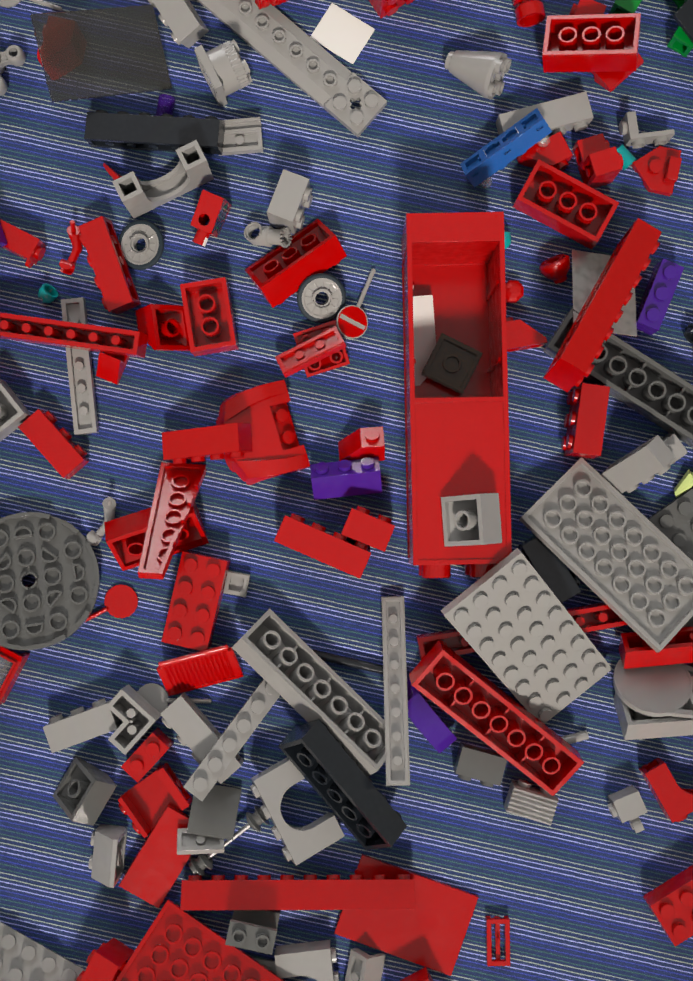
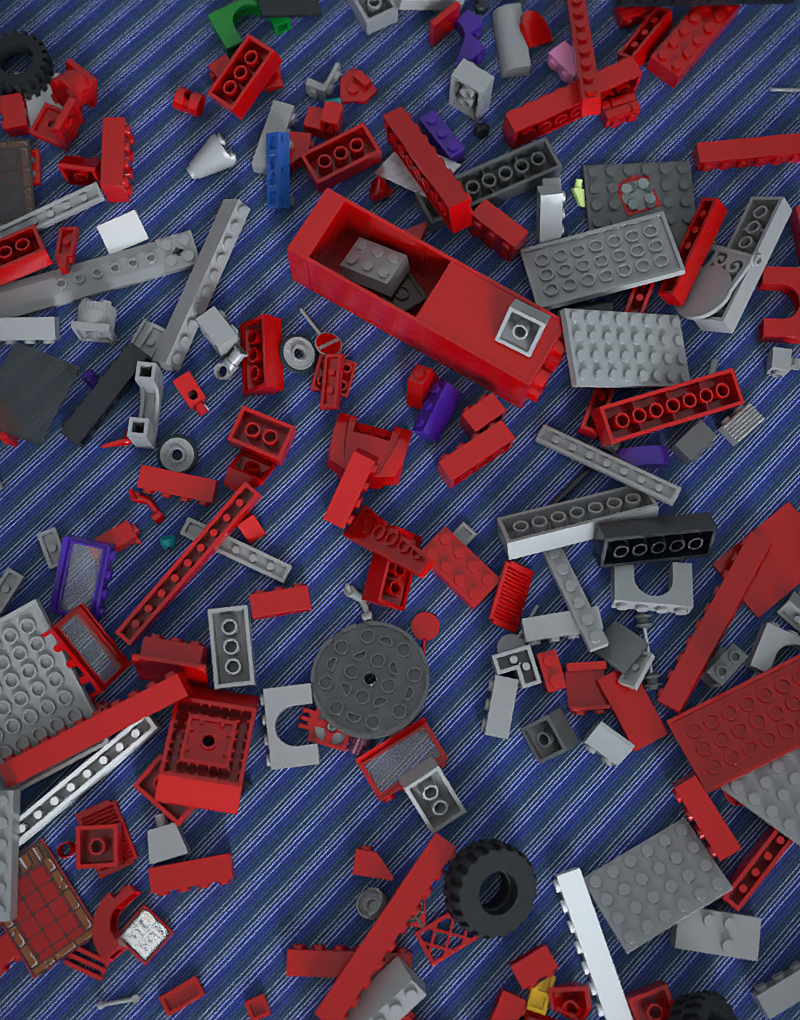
camera: 65 degrees left, 10 degrees down
(334, 150) = (201, 284): none -> light grey brick
(460, 318) = (375, 266): none -> light grey brick

